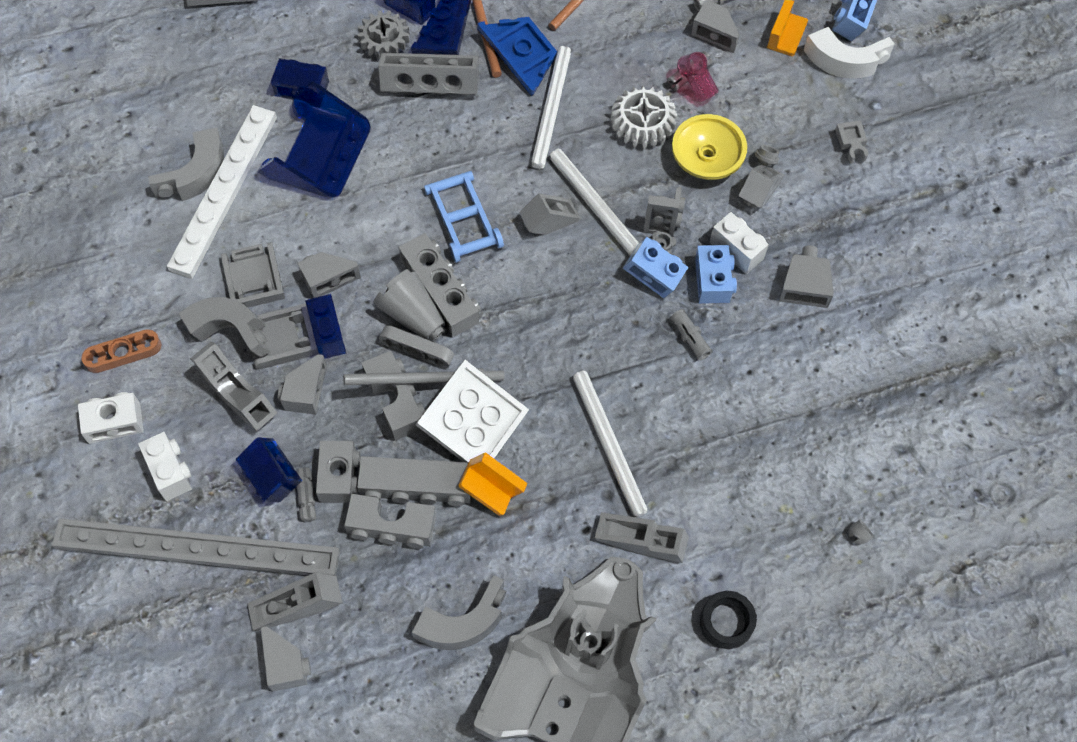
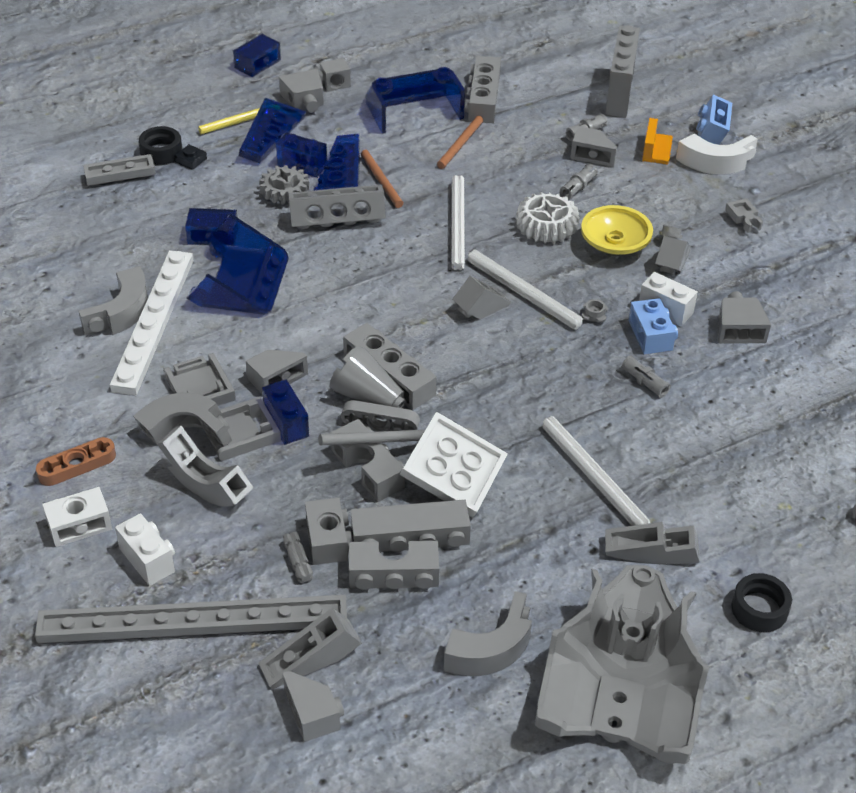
camera: 10 degrees left, 20 degrees down
(268, 470) = (255, 536): clear blue brick -> none
(303, 387) = (273, 465): light grey slope -> none
(457, 250) = (430, 323): light blue piece -> none
(491, 483) = (490, 513): light orange panel -> none
(521, 49) = (417, 181): blue wing -> none
(655, 267) = (596, 325): light blue brick -> none
(664, 213) = (591, 280): light grey bracket -> none
(699, 77) = (584, 173): clear pink piece -> none

